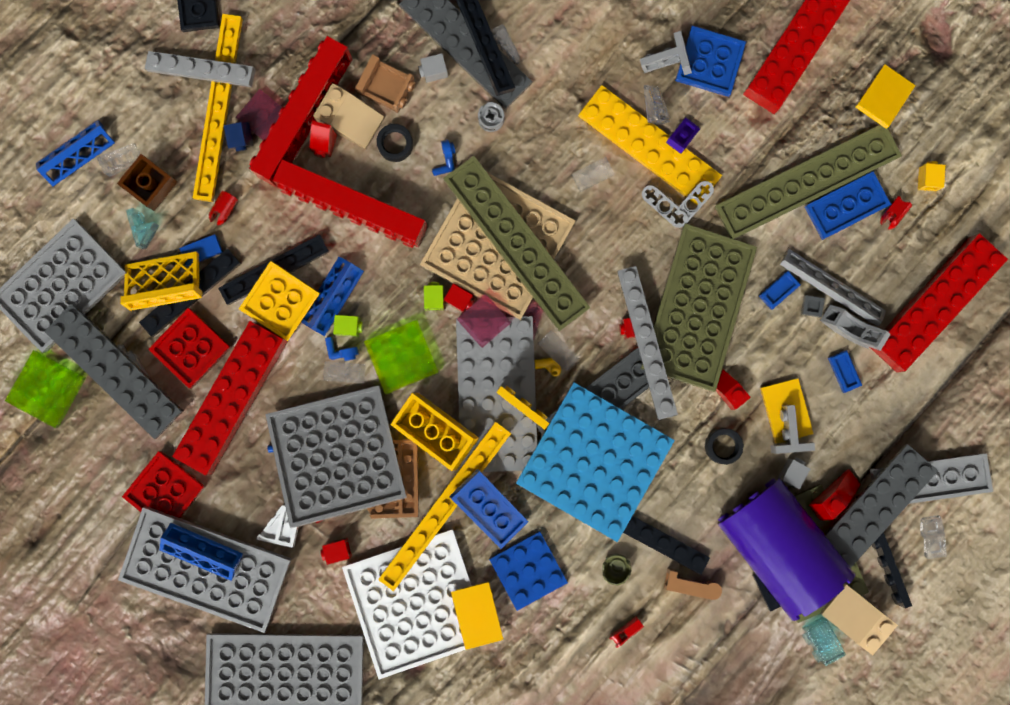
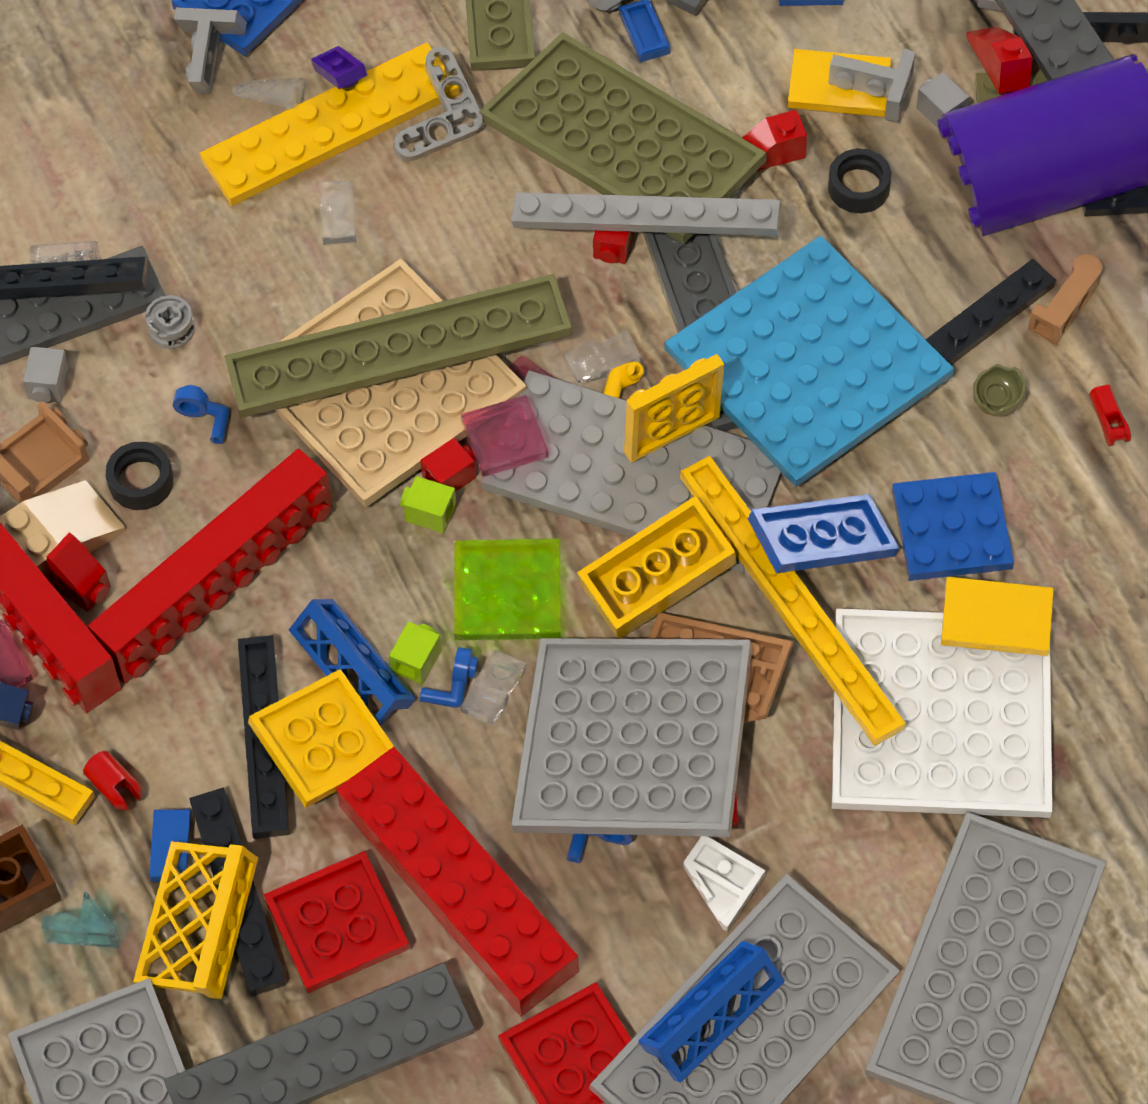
camera: 65 degrees left, 25 degrees down
(336, 551) = (800, 803): red brick -> none

